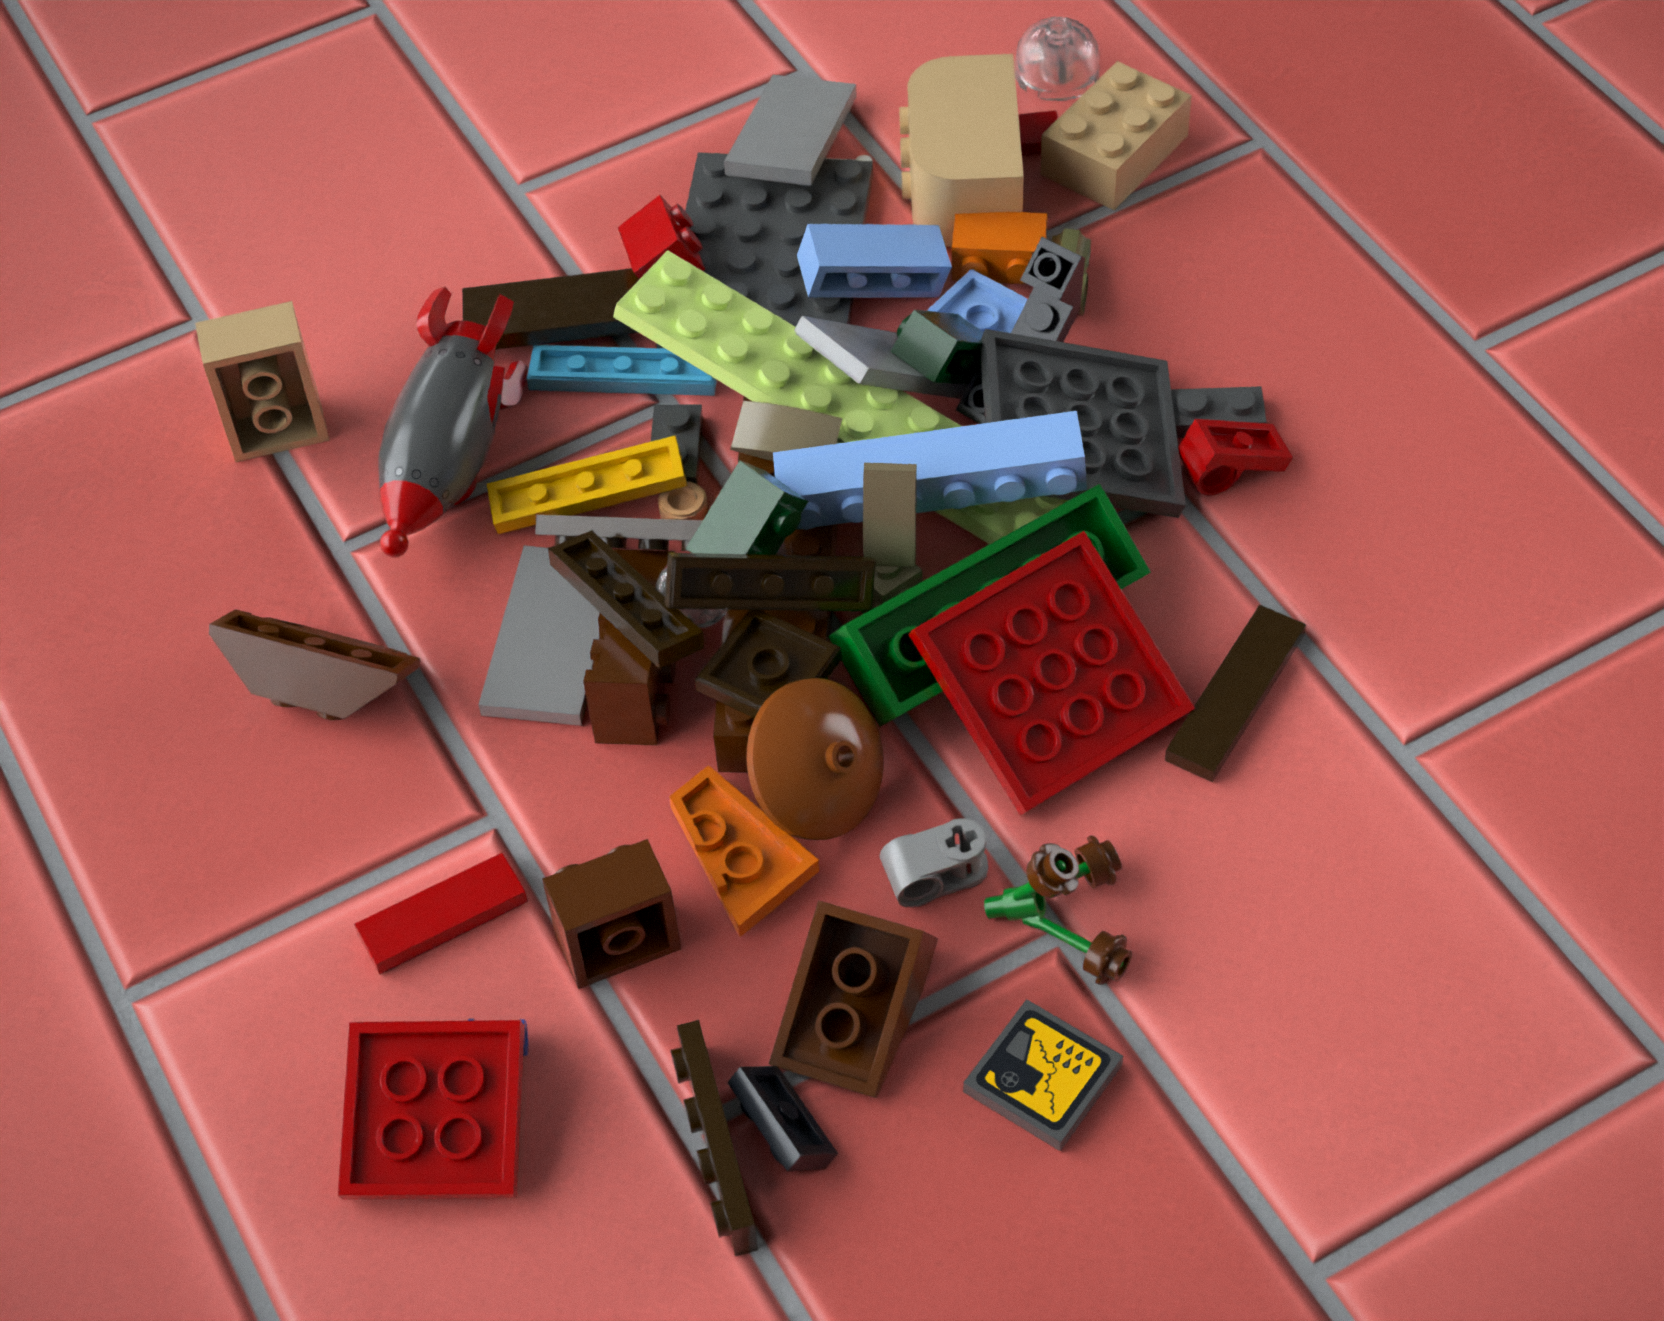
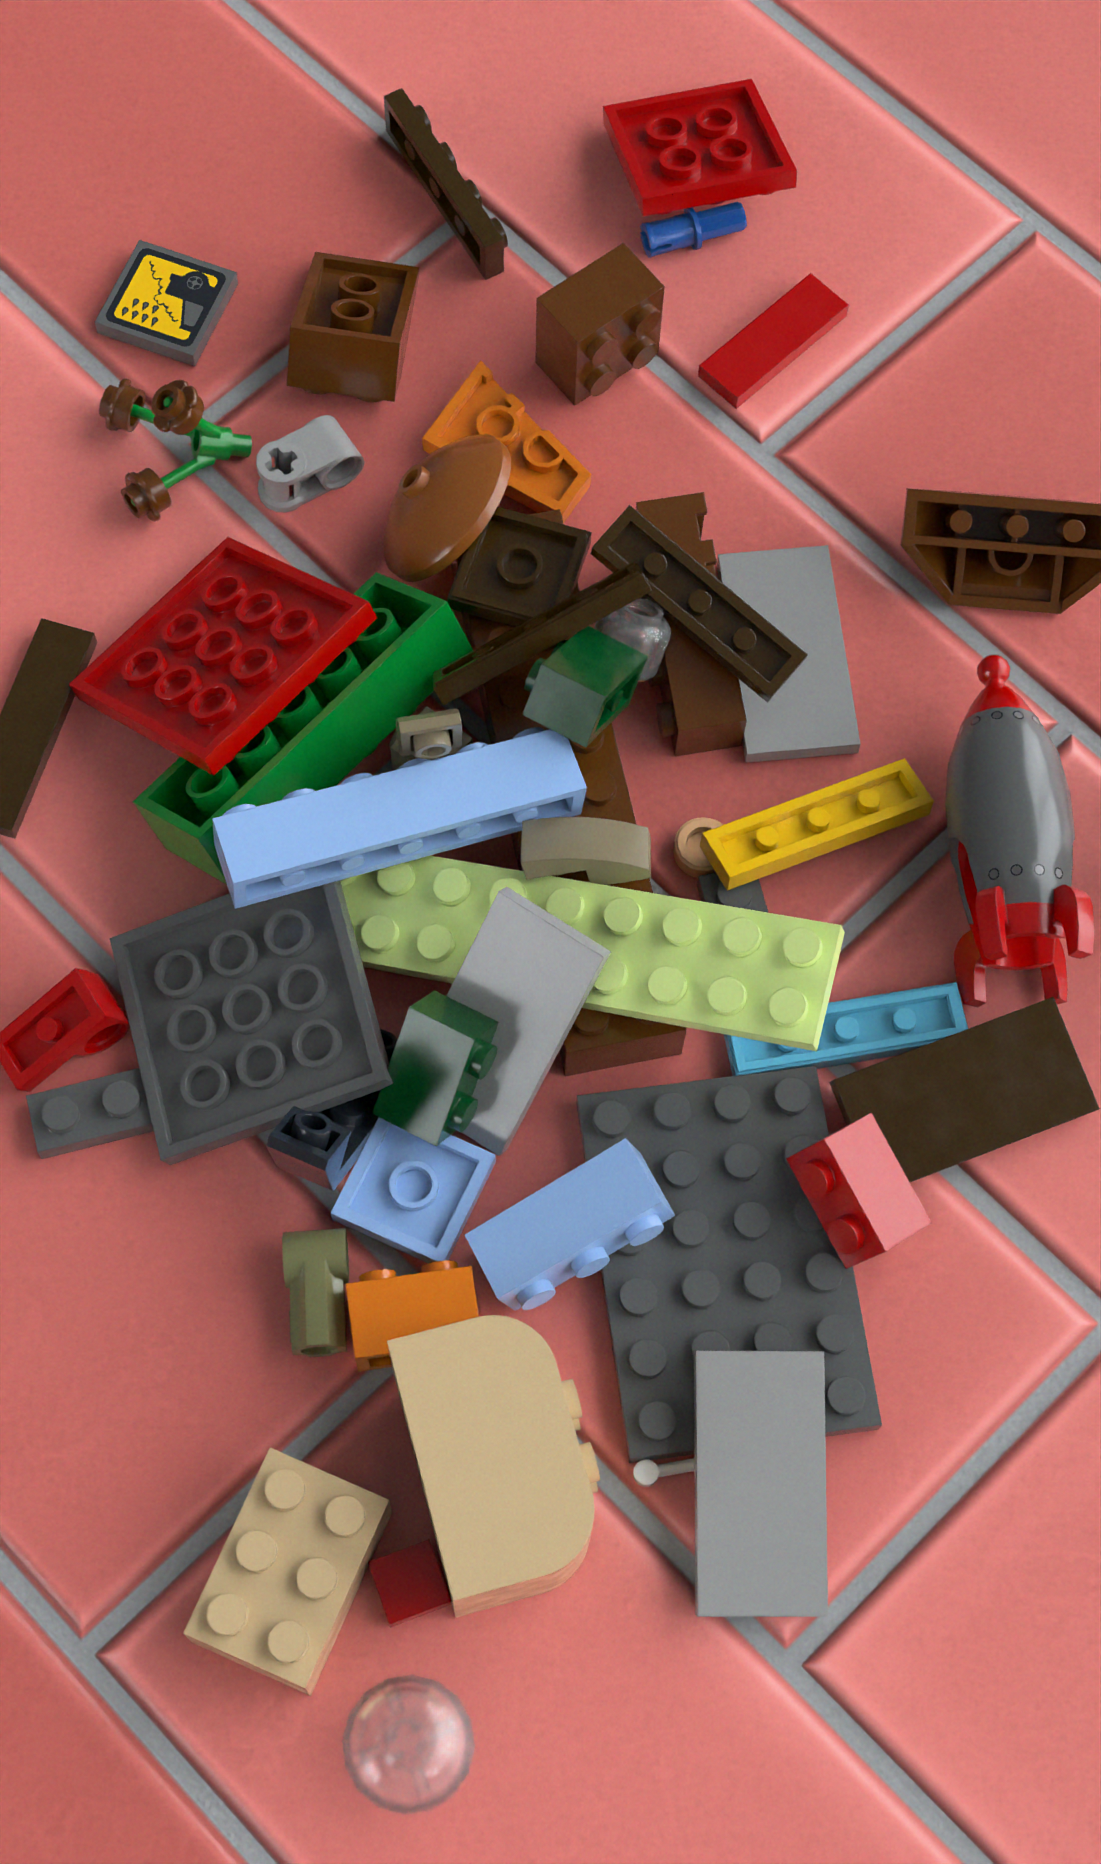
camera: 160 degrees right, 15 degrees up
(651, 533) = (731, 742): plate -> none
(782, 1118) = (390, 208): black plate -> none

